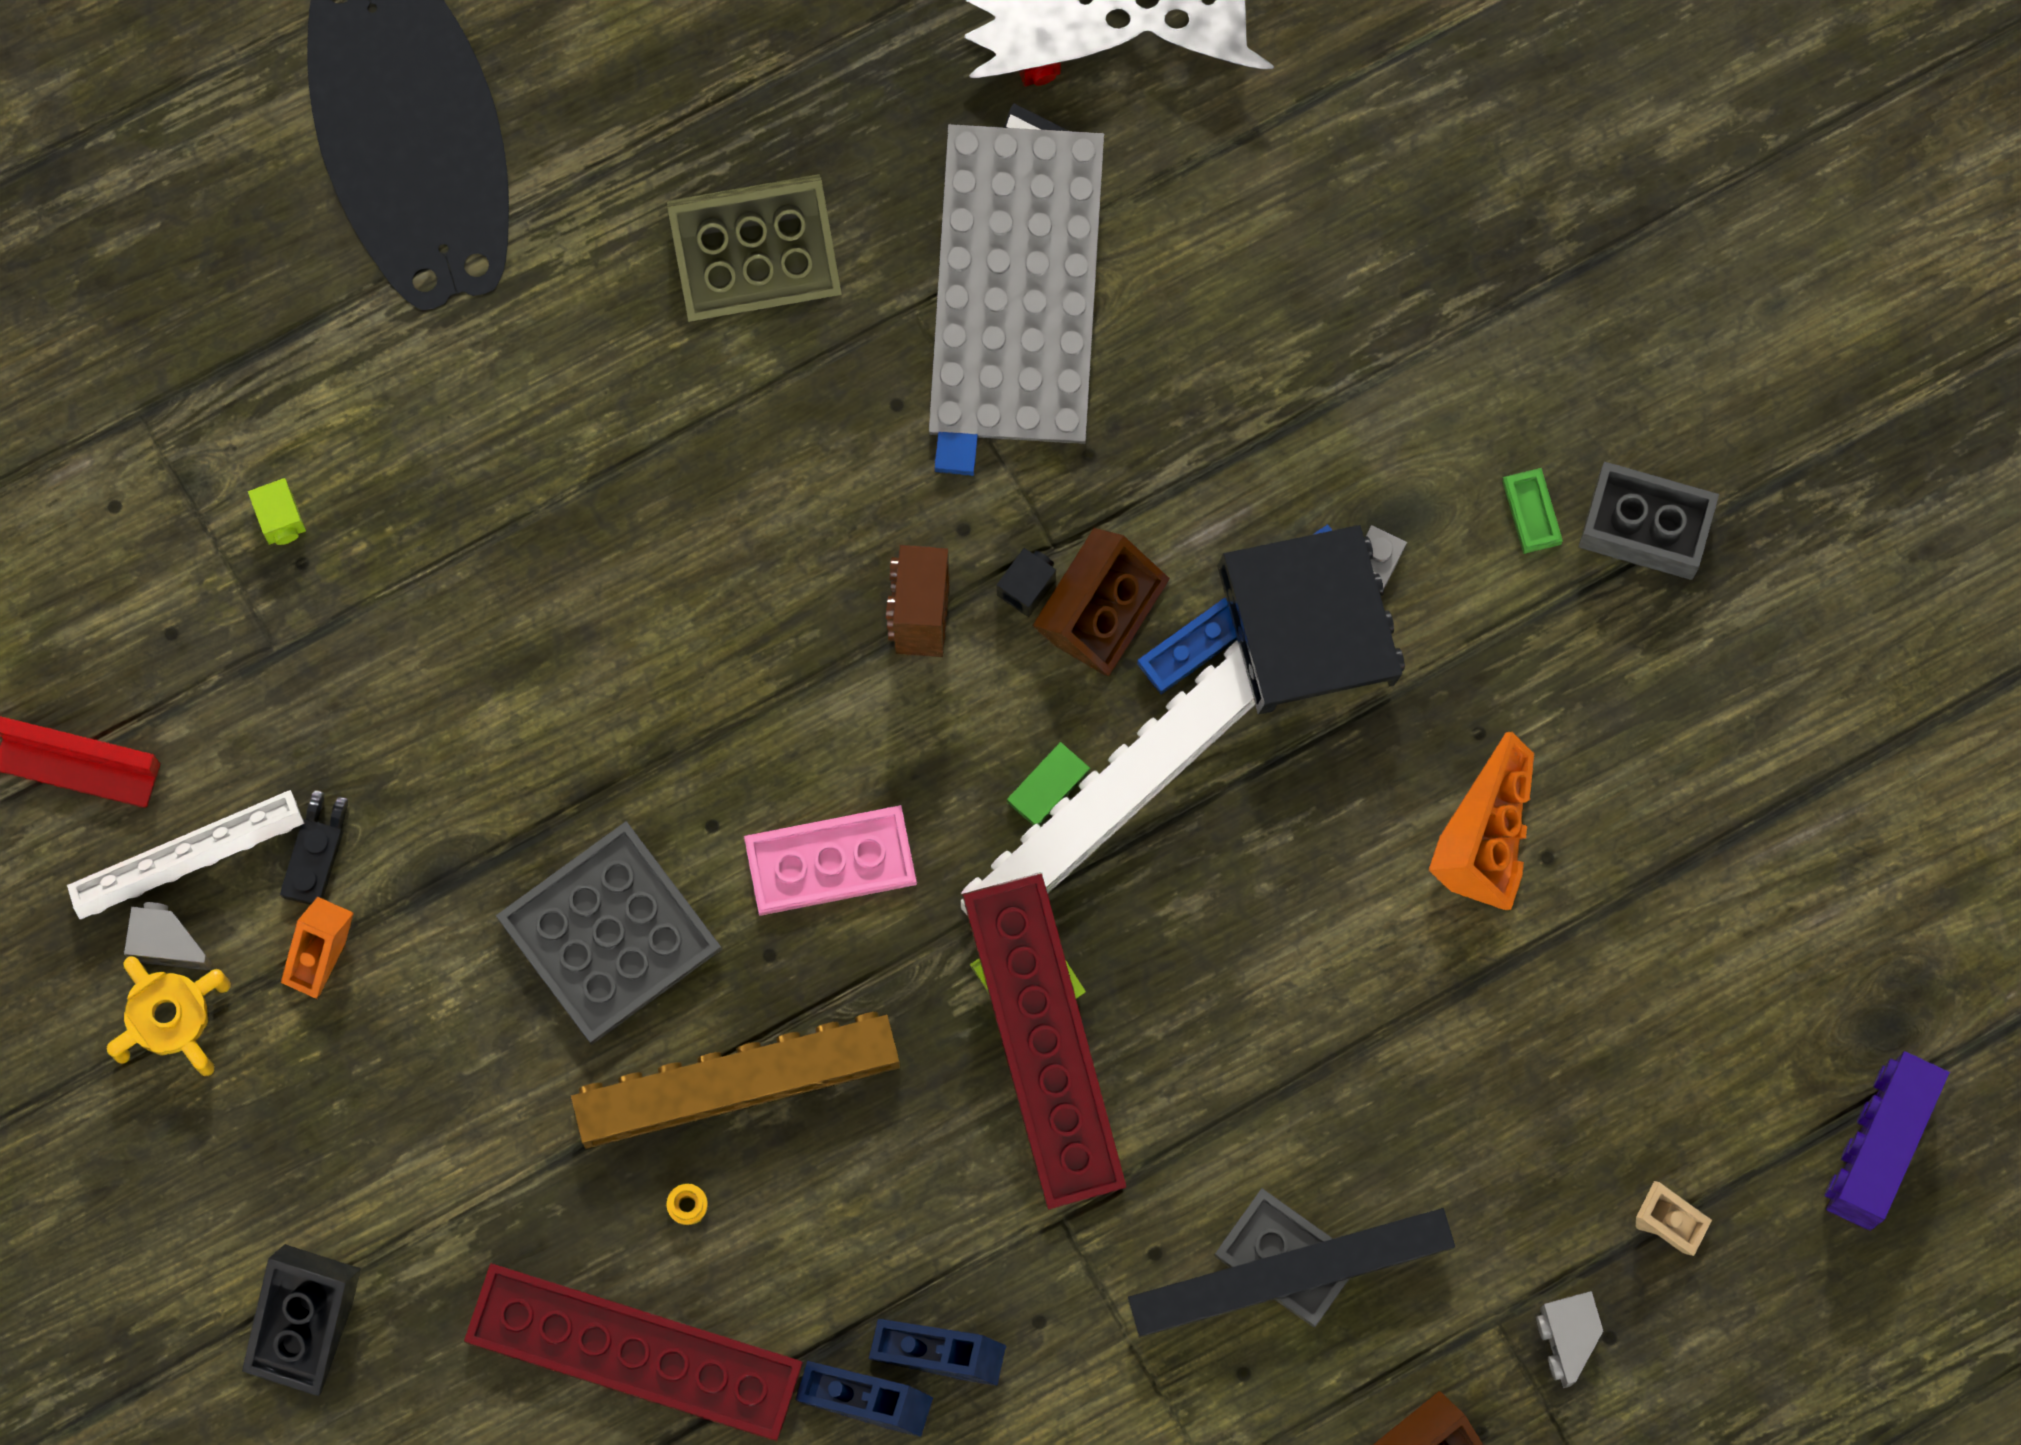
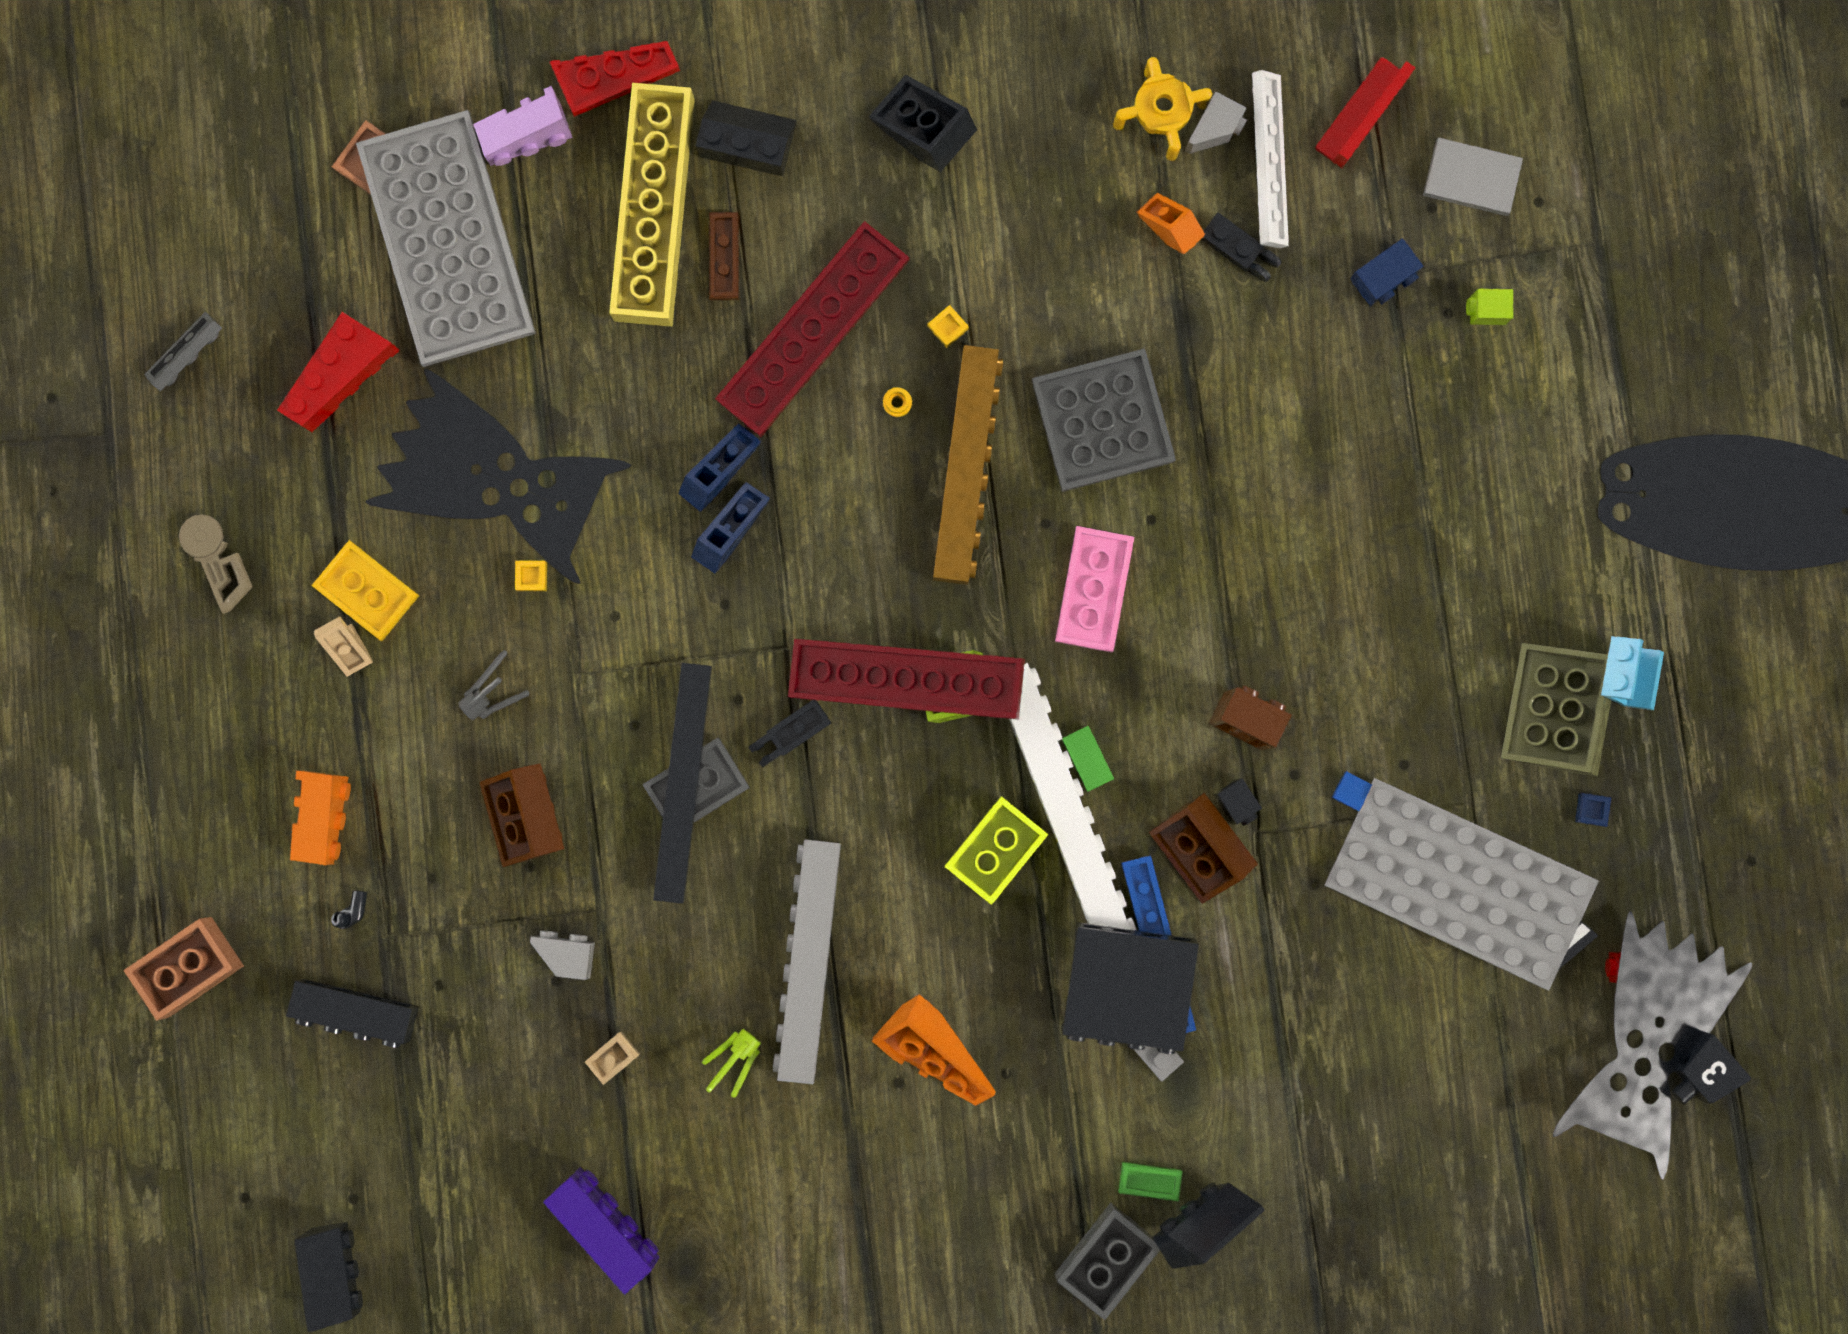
camera: 110 degrees right, 10 degrees up
(113, 597) = (1472, 176): none -> light grey tile
(281, 654) = (1386, 272): none -> dark blue brick
(562, 1177) = (948, 326): none -> yellow plate
(678, 176) = (1632, 673): none -> medium azure panel
(860, 165) = (1593, 809): none -> dark blue tile
(1168, 1164) = (793, 731): none -> black hinge
(1210, 848) = (996, 850): none -> neon yellow brick
(1446, 1025) = (808, 963): none -> light grey brick
(1554, 419) = (1206, 1225): none -> black slope
(1587, 1062) = (743, 1045): none -> lime plant

